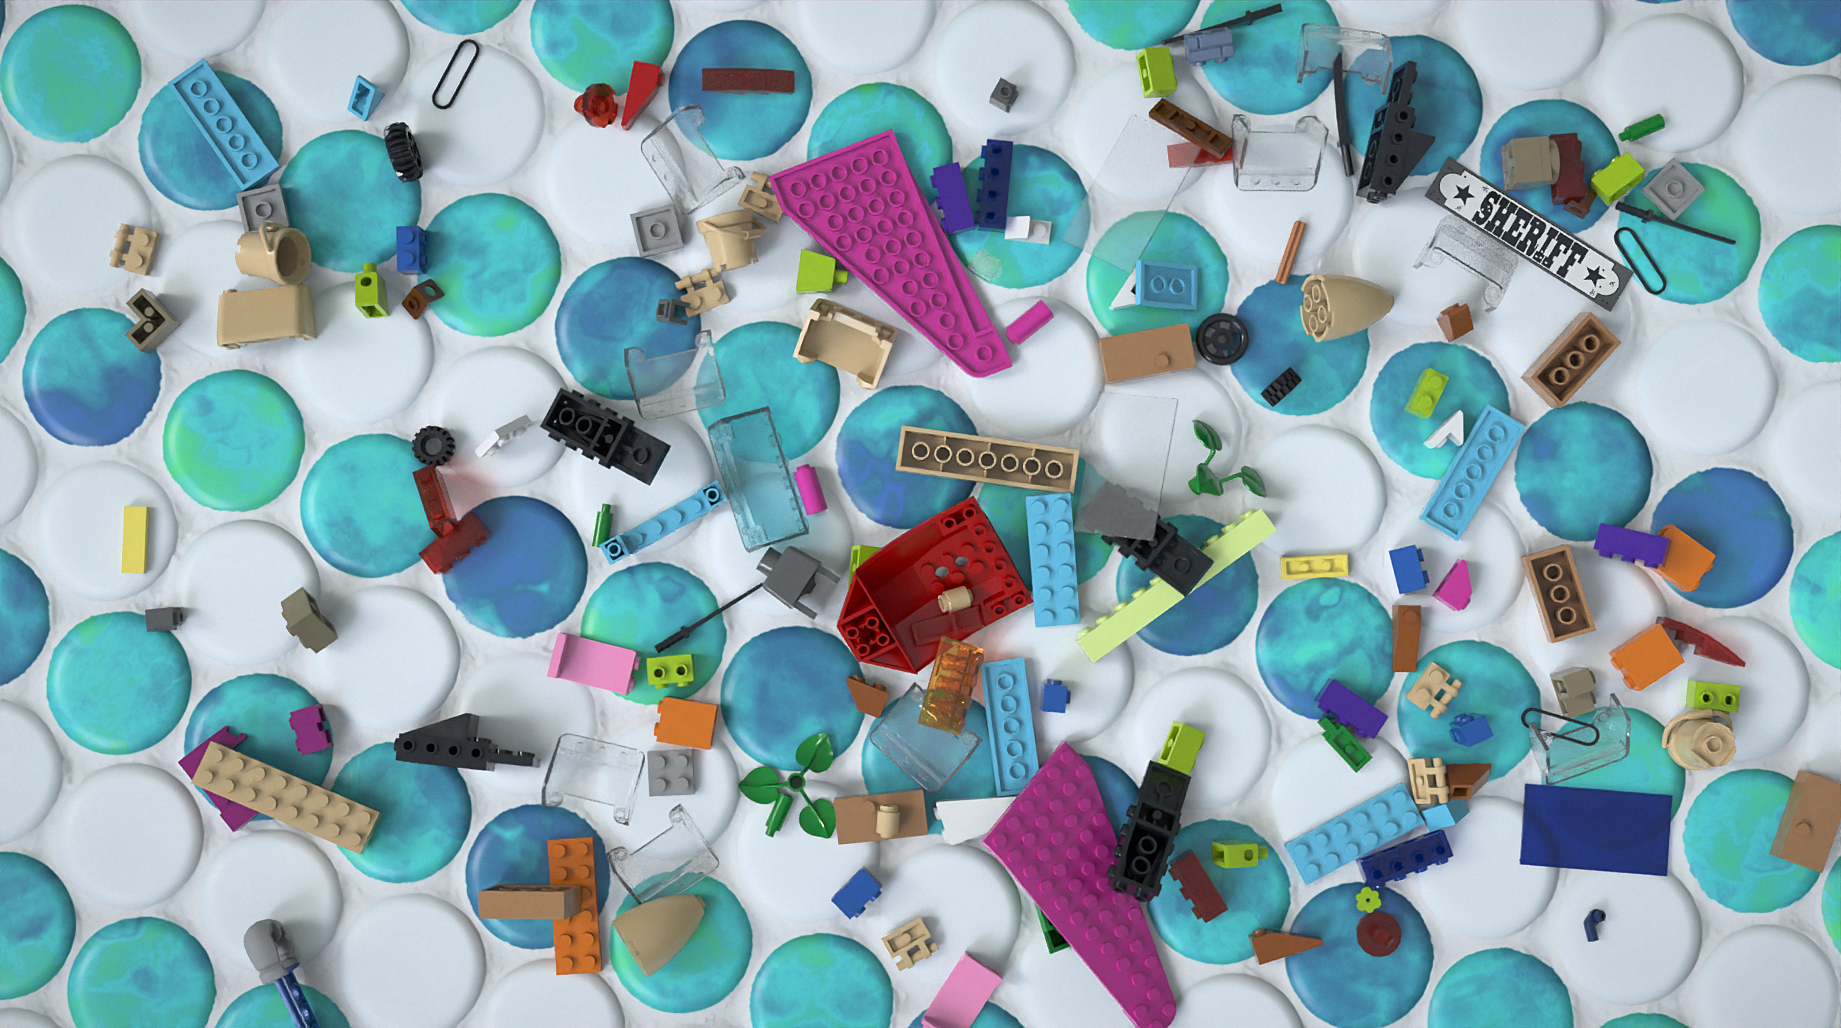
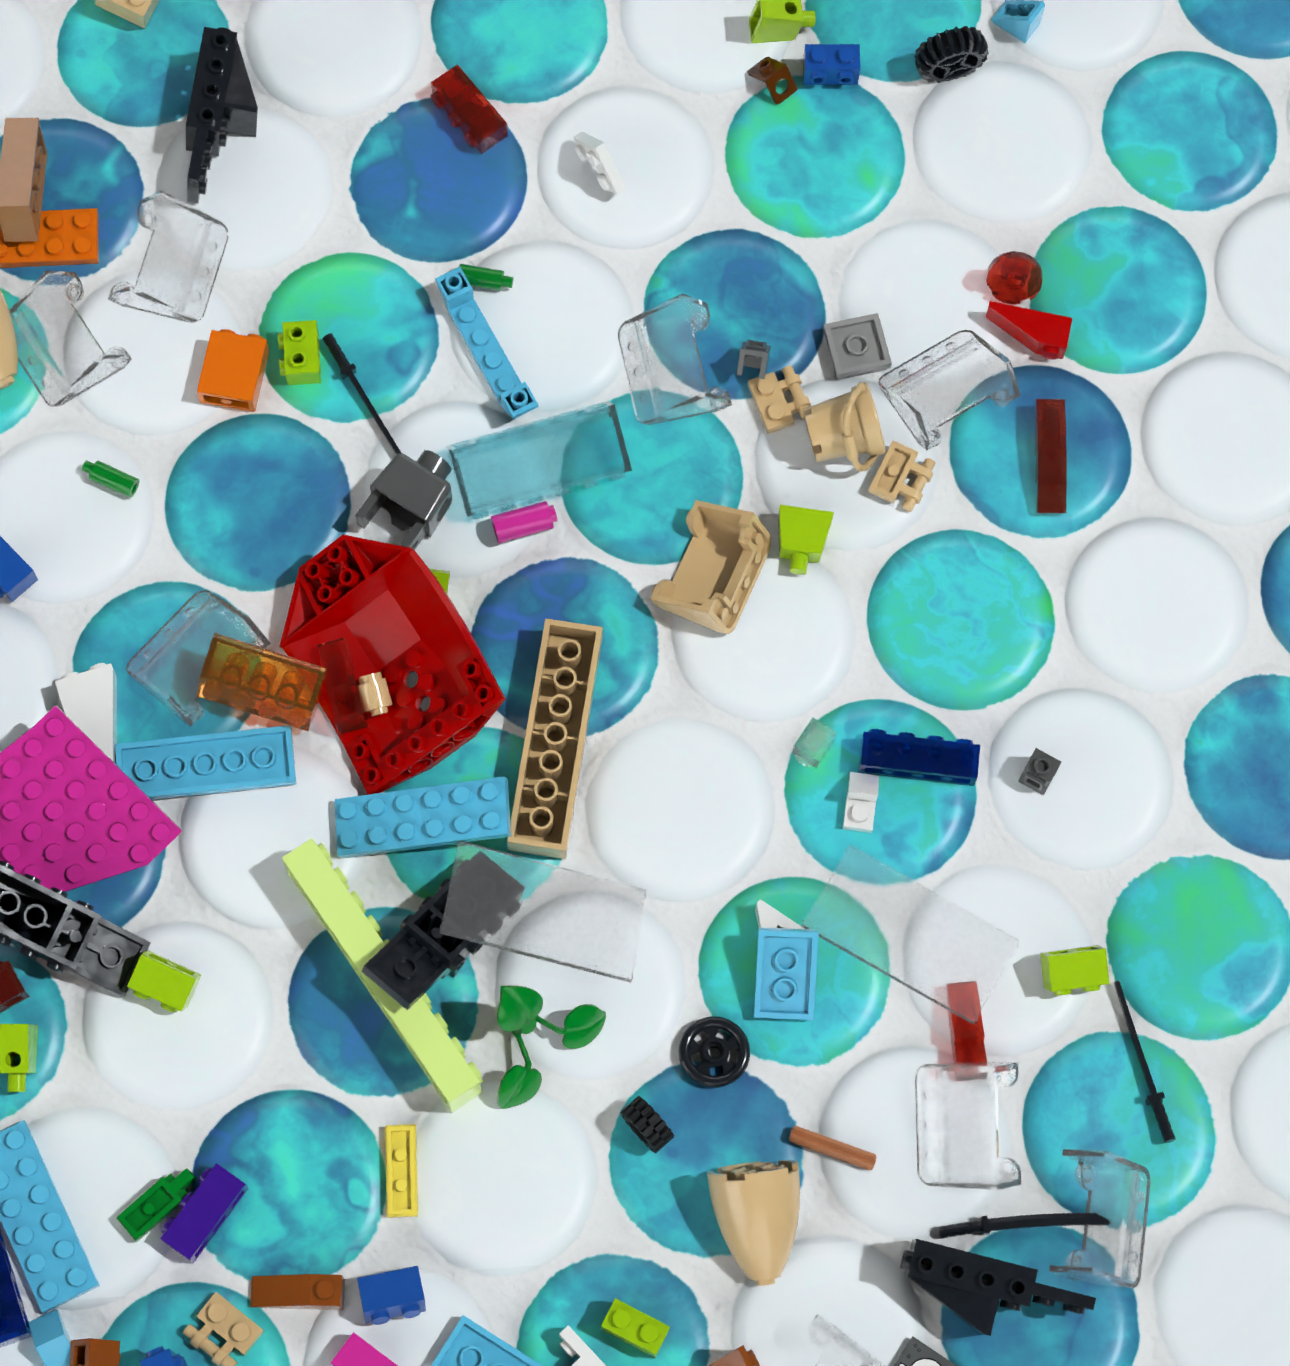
camera: 90 degrees right, 15 degrees down
(420, 443) = (590, 73): black tyre -> none
(436, 501) = (520, 84): clear red brick -> none
(463, 78) = (1047, 129): black piece -> none
(594, 663) = (314, 264): bright pink panel -> none
(604, 436) = (596, 270): black wedge -> none
(671, 772) = (171, 352): light grey plate -> none
(812, 753) = (149, 462): green plant -> none
(858, 815) = (99, 599): medium nougat brick -> none
(866, 697) = (253, 586): dark orange slope -> none
(881, 228) = (859, 616): dark pink wing -> none
(888, 820) = (91, 597): tan brick -> none
(952, 199) = (901, 704): dark purple brick -> none
(1029, 323) = (737, 798): dark pink brick -> none
(1054, 696) = (241, 814): blue brick -> none
(1147, 353) = (694, 948): medium nougat brick -> none
(1191, 128) = (999, 1010): reddish brown plate -> none
(1208, 45) = (1112, 1039): sand blue brick -> none
(1422, 780) = (99, 1315): tan plate -> none

